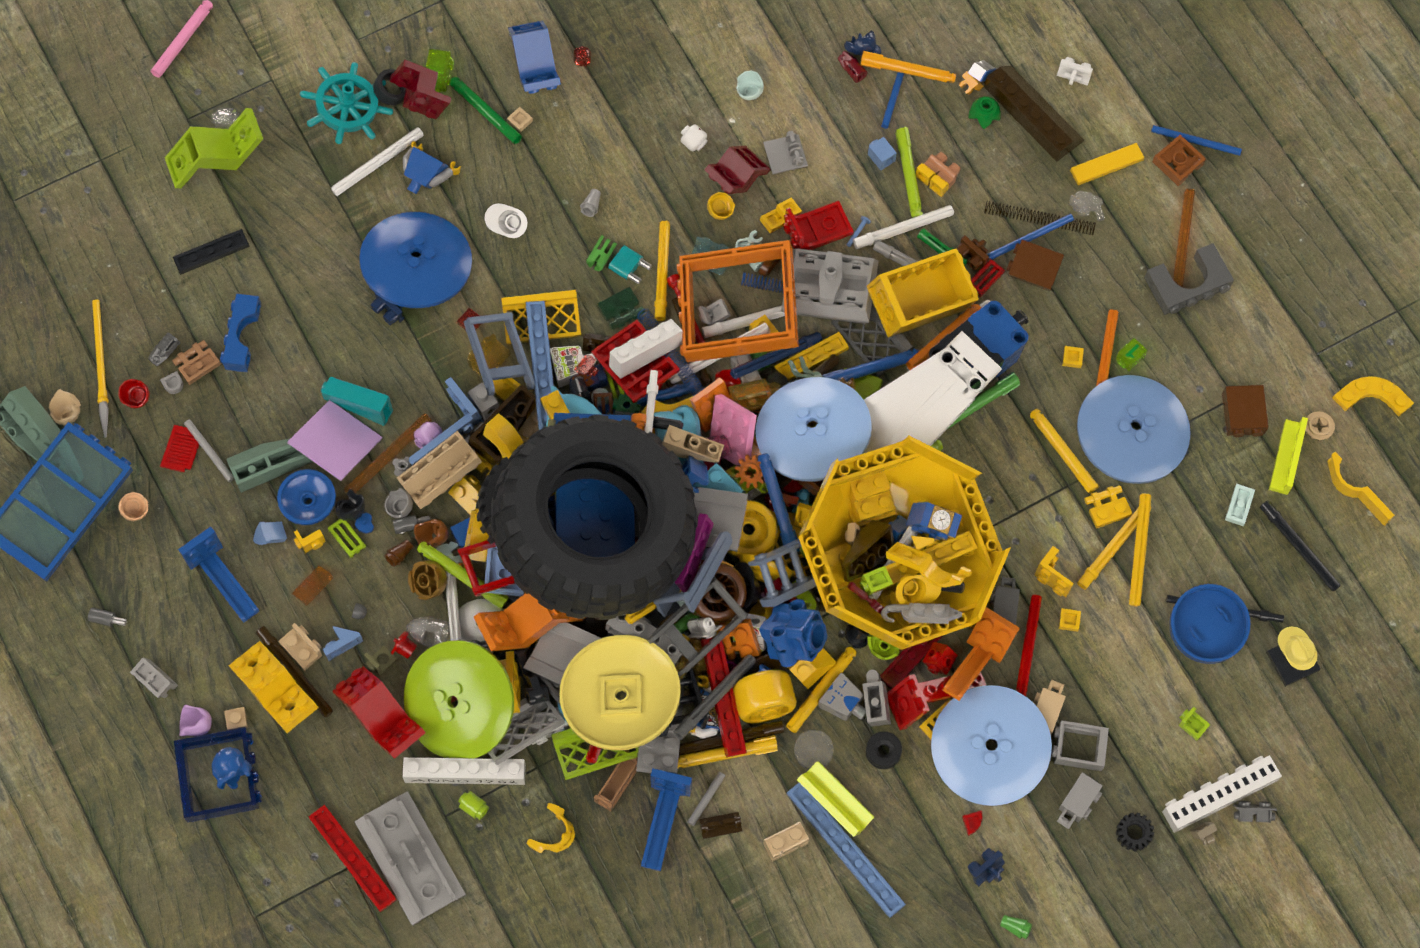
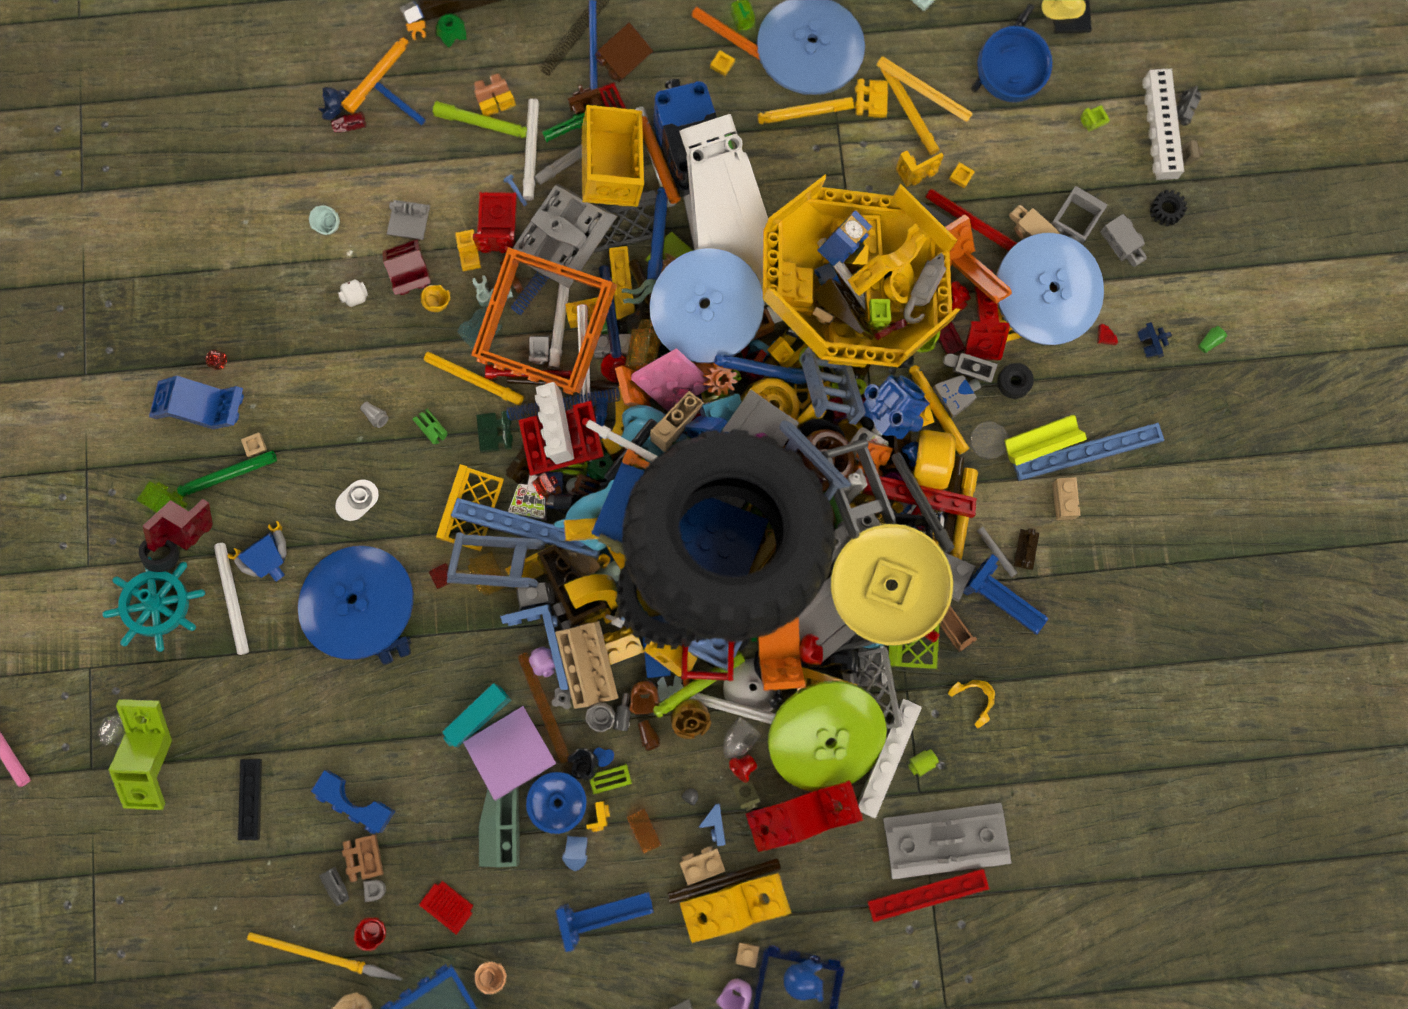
camera: 65 degrees left, 10 degrees up
(208, 449) = (462, 880): light grey bar -> none
(531, 651) = (810, 651): none -> red hair
(626, 263) = (450, 407): teal piece -> none
(881, 153) = (449, 135): medium blue brick -> none

